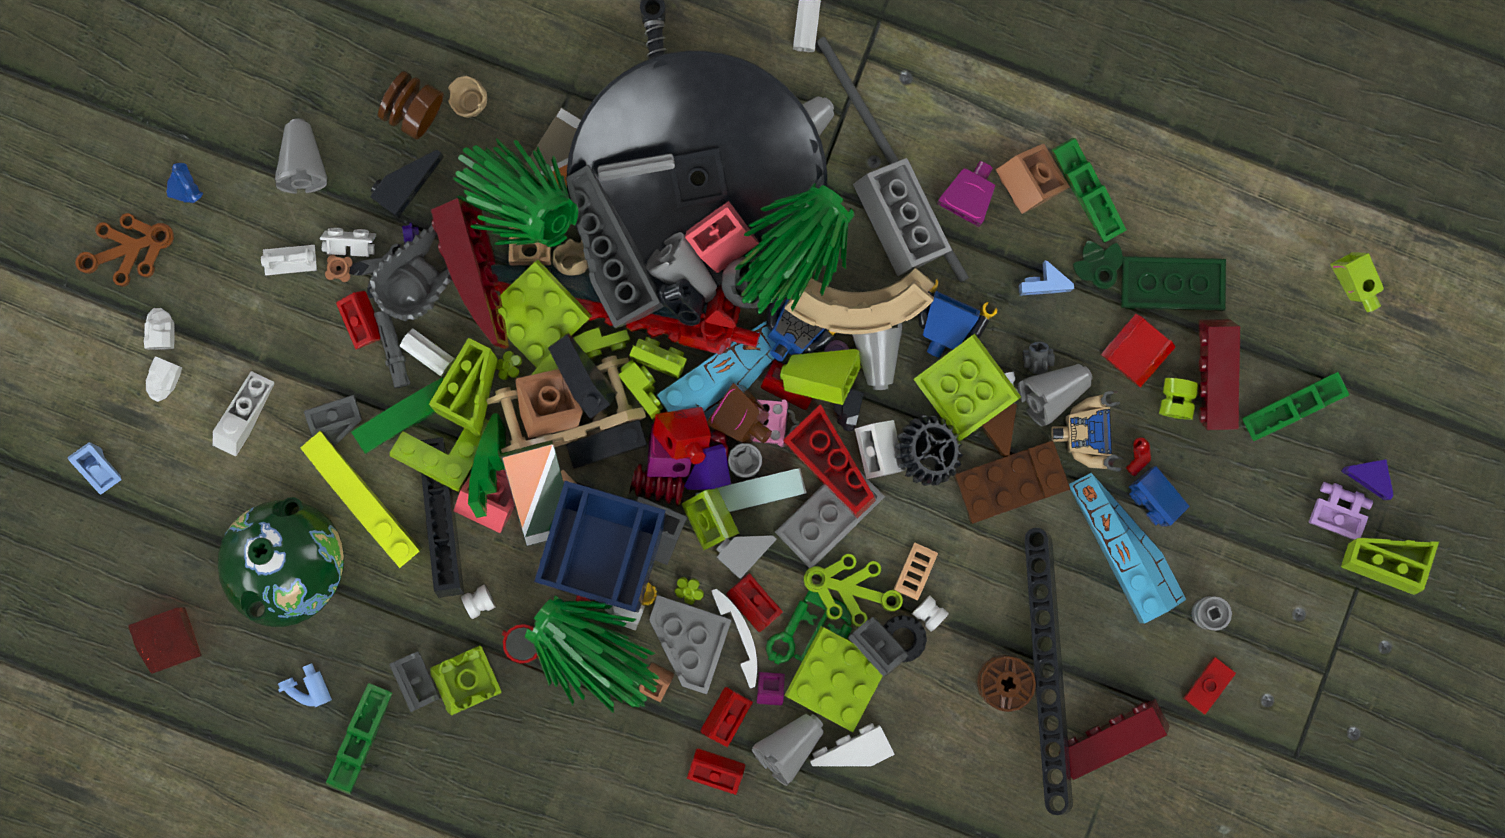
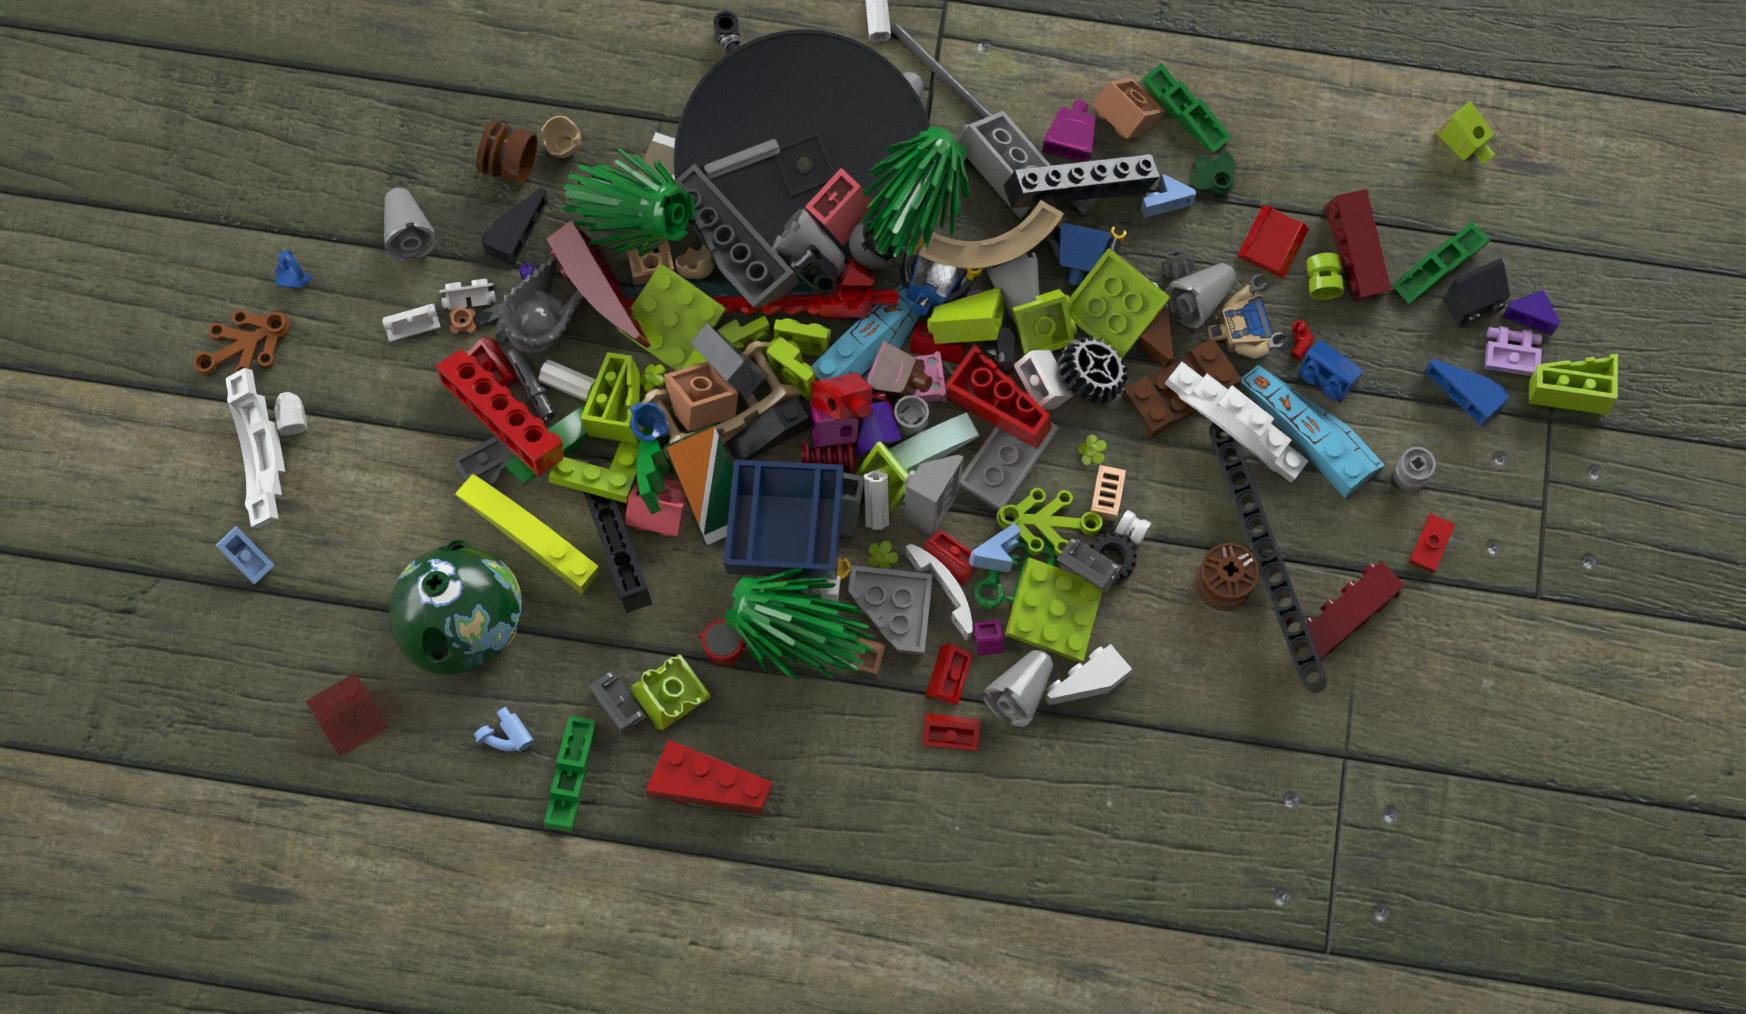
camera: 10 degrees left, 15 degrees down
(125, 364) = (259, 447): none -> white piece
(162, 378) = (300, 457): white rock -> none
(242, 414) = (388, 477): white slope -> none
(382, 434) = (500, 412): none -> red brick
(477, 772) = (703, 780): none -> red wedge
(478, 602) = (670, 607): white wheel -> none
(496, 414) = (649, 416): none -> blue piece
(693, 539) = (876, 500): none -> white axle
(790, 615) = (994, 552): none -> light blue slope
(894, 394) = (1045, 322): none -> lime plate
(911, 527) = (1092, 450): none -> lime plant
(963, 256) = (1081, 181): none -> black brick
(1054, 530) = (1238, 418): none -> white piece
(1173, 283) = (1290, 177): dark green tile -> none
(1291, 548) = (1472, 392): none -> blue slope
(1322, 449) = (1478, 293): none -> black slope

